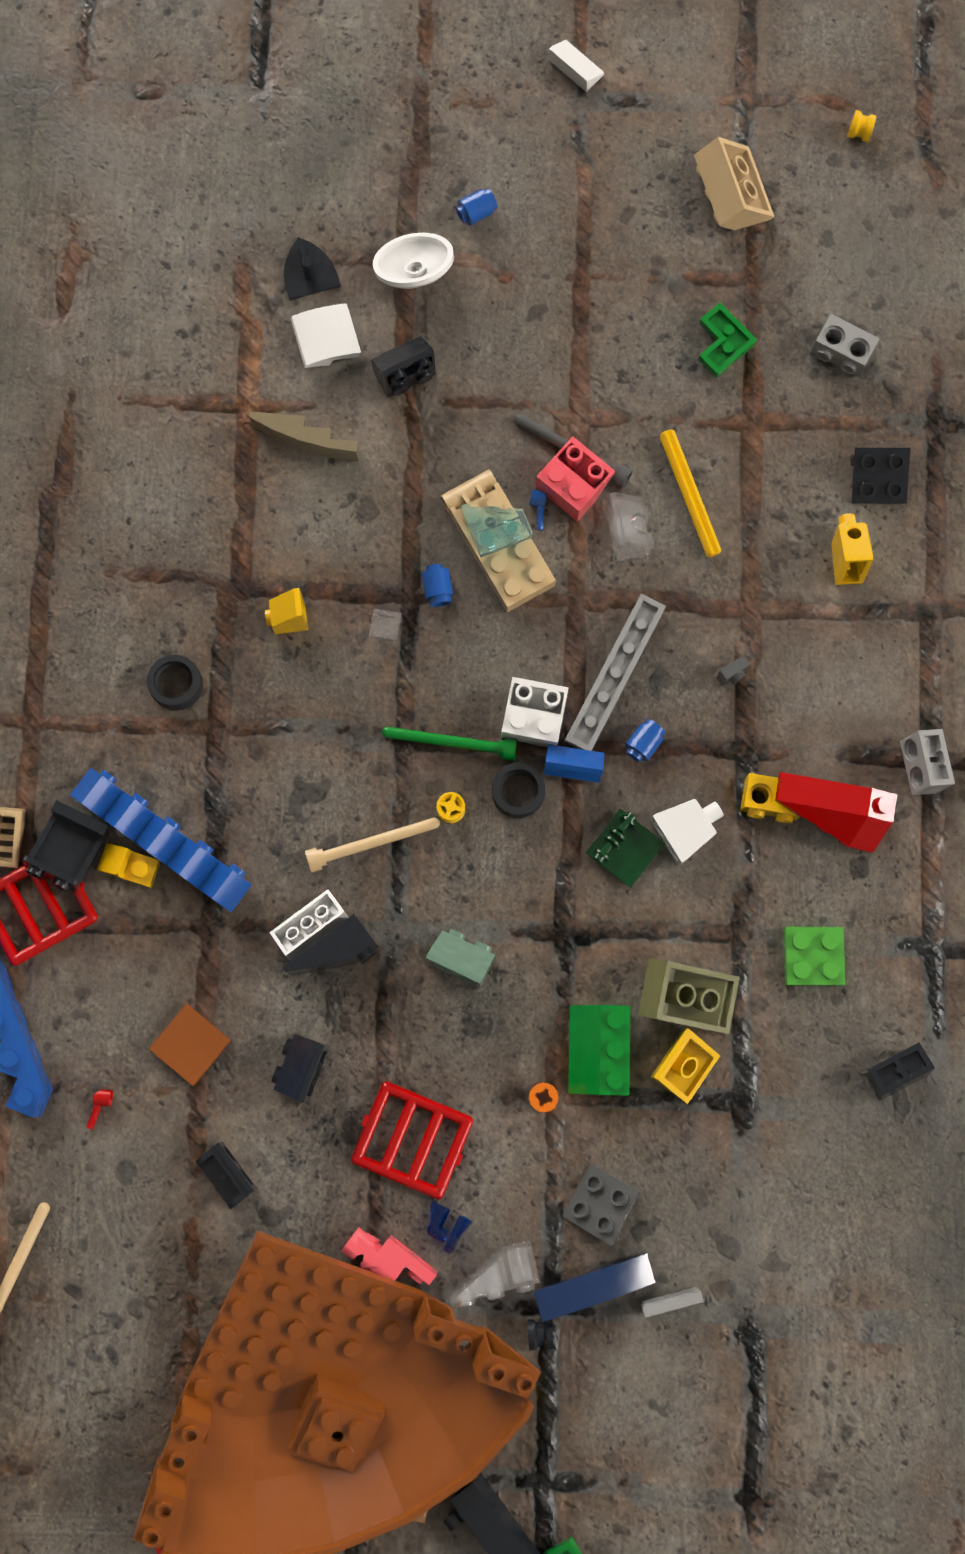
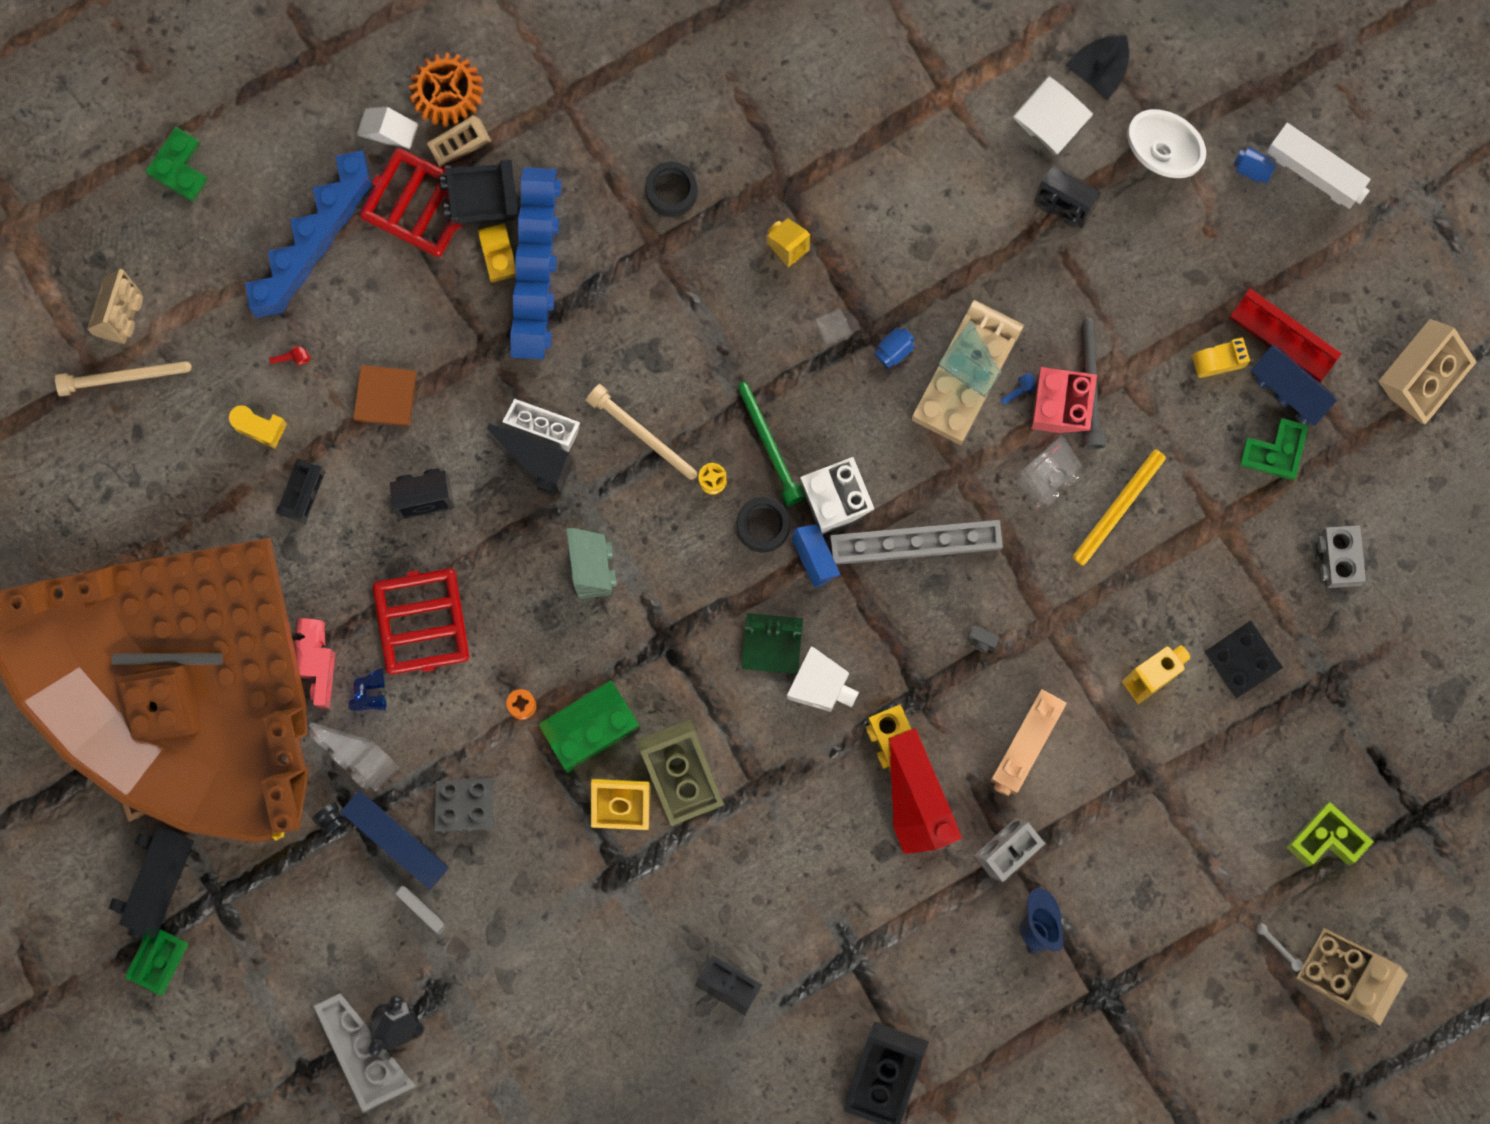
camera: 60 degrees right, 0 degrees up
(133, 1184) = (256, 427): none -> yellow leg
(294, 432) = (950, 146): dark tan slope -> none
(302, 1395) = (167, 659): none -> dark grey bar
(514, 155) = (1319, 166): none -> white brick
(574, 64) = (1448, 165): white slope -> none
(619, 333) = (1221, 358): none -> yellow leg
(632, 273) = (1276, 327): none -> red fence
(645, 741) = (873, 602): blue brick -> none
(680, 292) = (1293, 385): none -> dark blue brick
(760, 1394) = (393, 1025): none -> black rock
(769, 1438) = (370, 1077): none -> light grey wing
(814, 956) = (782, 857): bright green plate -> none
(844, 690) = (1027, 743): none -> light nougat brick

